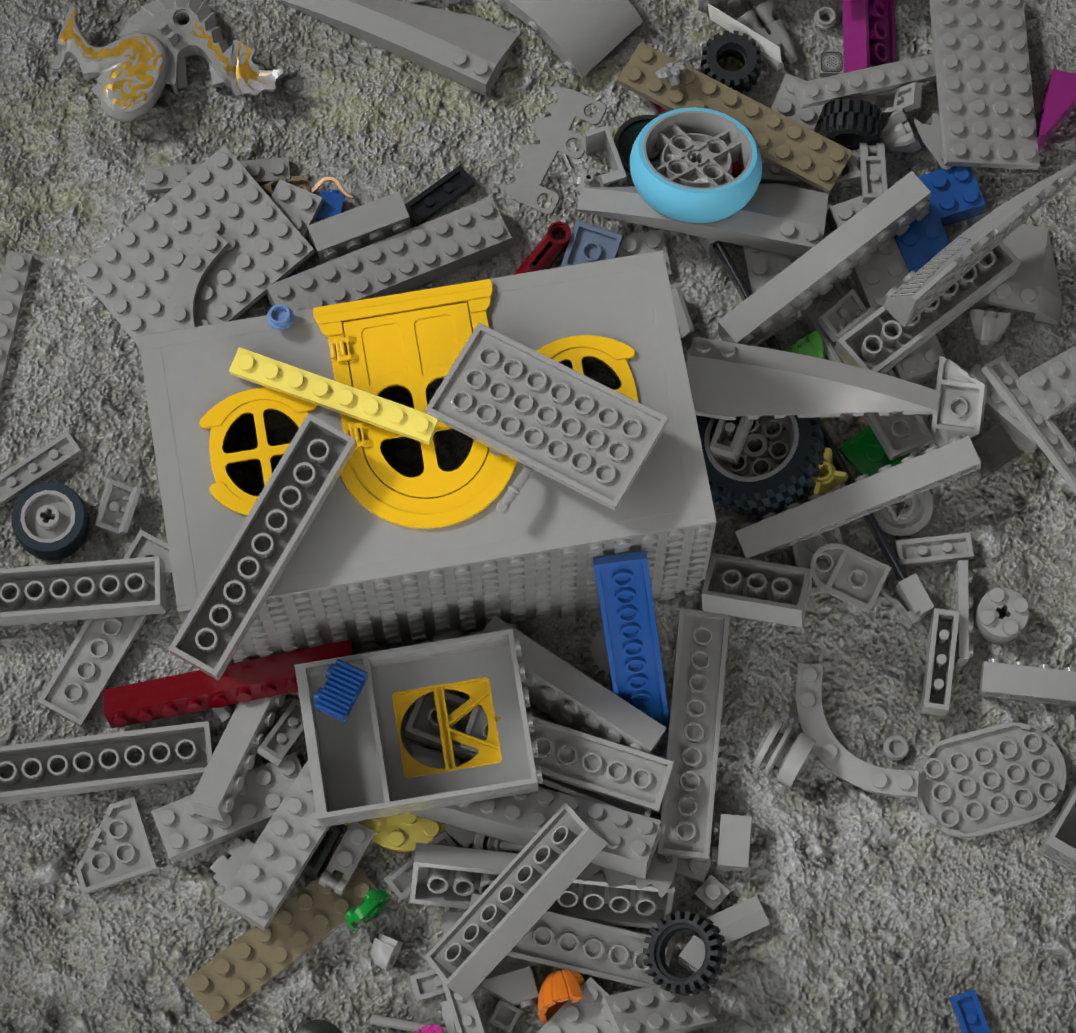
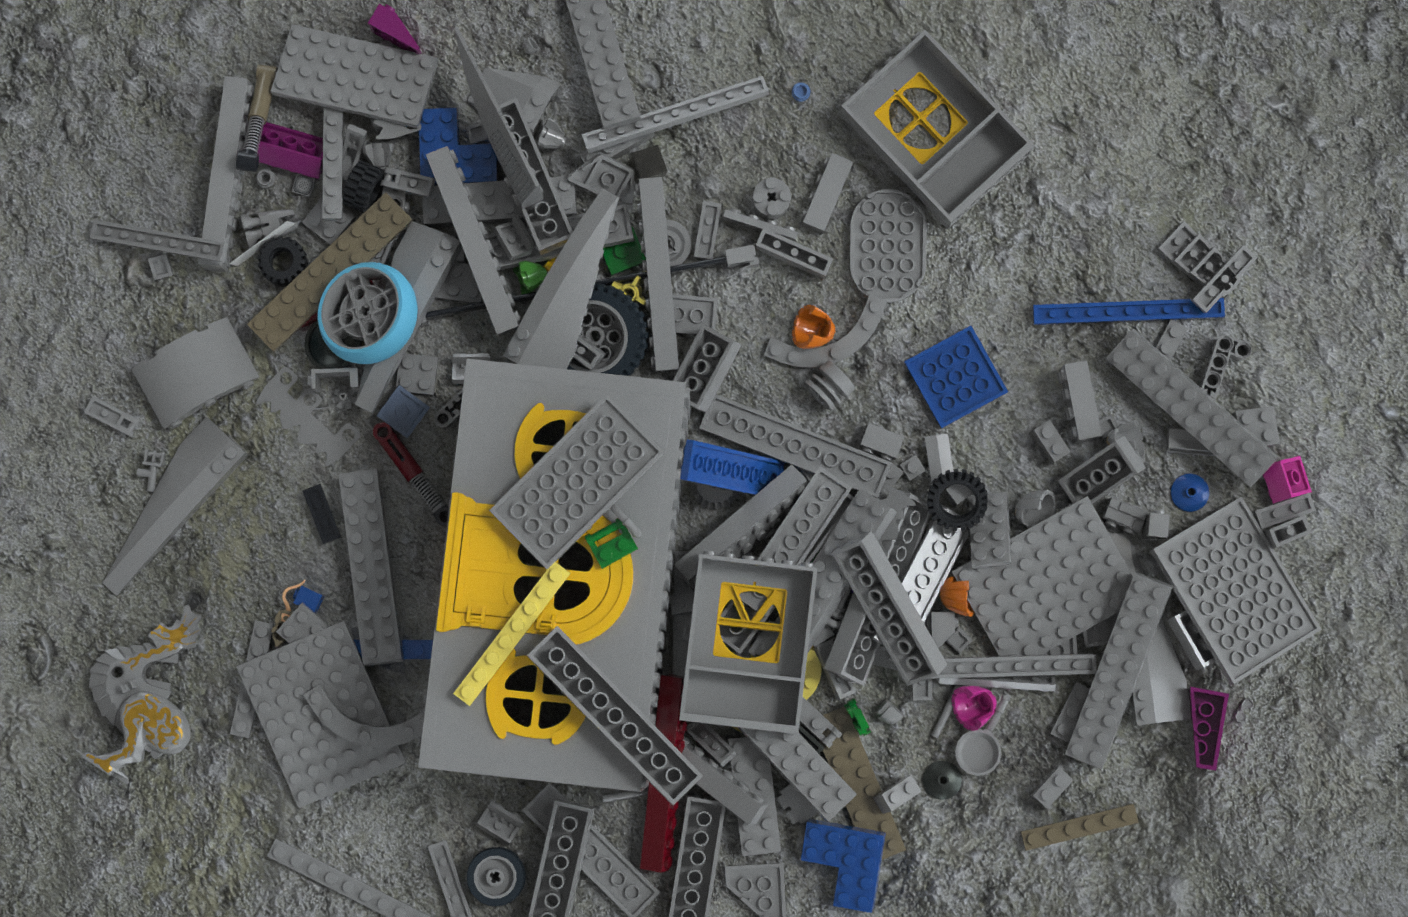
camera: 75 degrees left, 10 degrees up
(192, 954) = (856, 854): none -> blue piece
(280, 317) = (437, 656): medium blue plate -> none
(282, 987) = (897, 794): none -> light grey brick
(340, 690) = (711, 691): blue brick -> none
(359, 227) = (335, 581): light grey brick -> none
(474, 489) = (613, 549): none -> green plate
(671, 72) = (282, 308): light grey plant -> none
(847, 915) = (956, 377): none -> blue plate
(851, 575) = (712, 297): light grey tile -> none
(851, 713) = (812, 328): none -> orange hair
(895, 748) = (845, 305): light grey tile -> none

